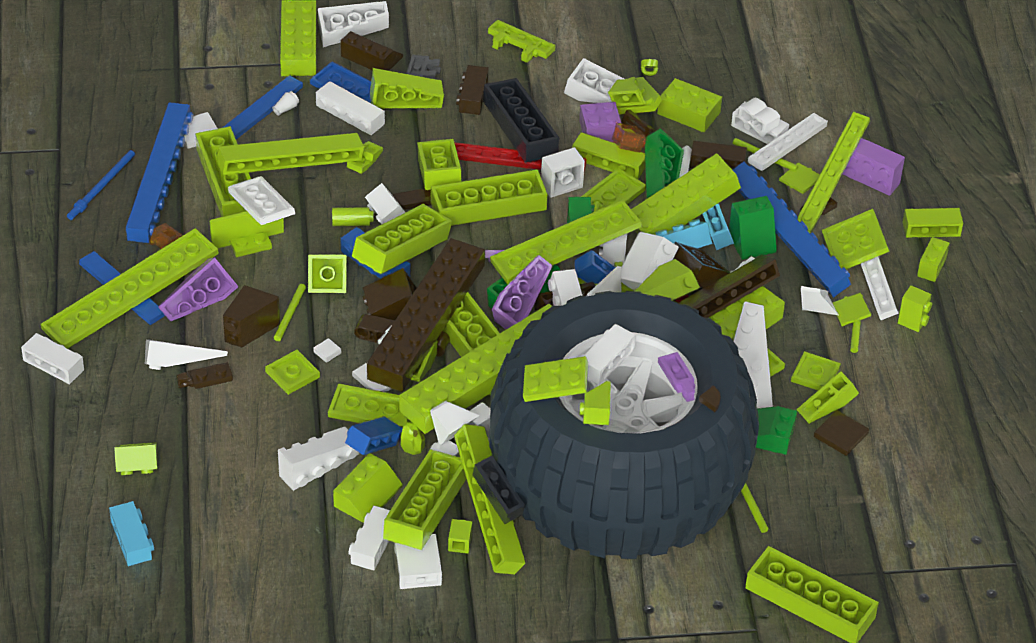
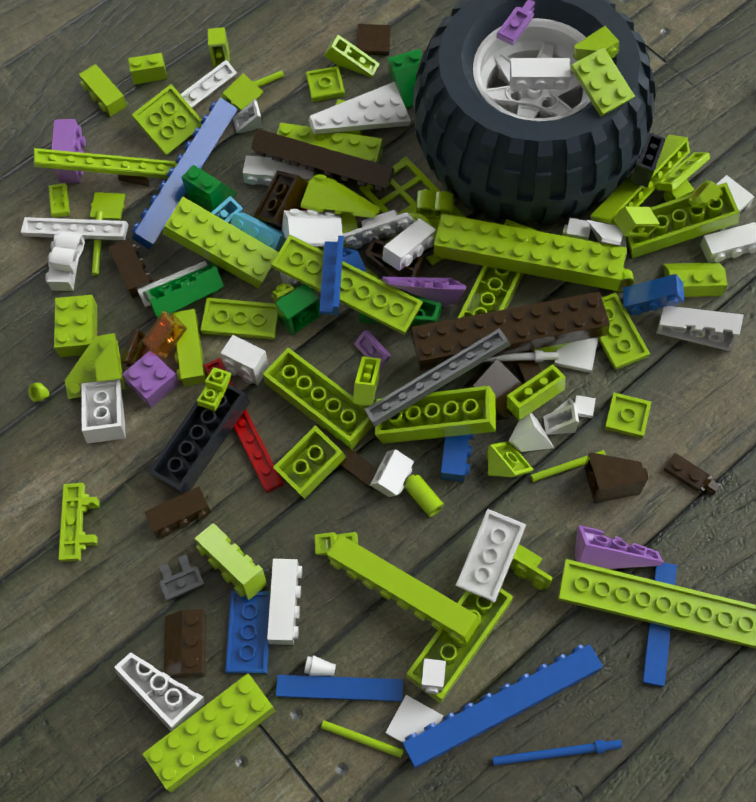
camera: 120 degrees left, 20 degrees up
(164, 235) = (574, 633): clear orange brick -> none
(170, 354) = (694, 513): white wedge -> none
(213, 130) = (433, 675): none -> white brick
(223, 99) = (362, 739): none -> lime bar
(328, 327) = (562, 419): none -> white slope
(339, 304) = (530, 435): none -> white slope
(360, 303) = (536, 392): none -> lime brick
(423, 502) = (705, 194): none -> lime rock
(426, 241) = (437, 377): none -> dark grey plate
(445, 444) = (636, 221): none -> lime brick
(472, 220) = (366, 381): none -> lime brick
(475, 544) = (683, 171): none -> lime tile
(544, 129) = (215, 388): none -> lime slope
(575, 227) = (331, 277): none -> blue fence
(822, 147) = (59, 200): none -> lime plate

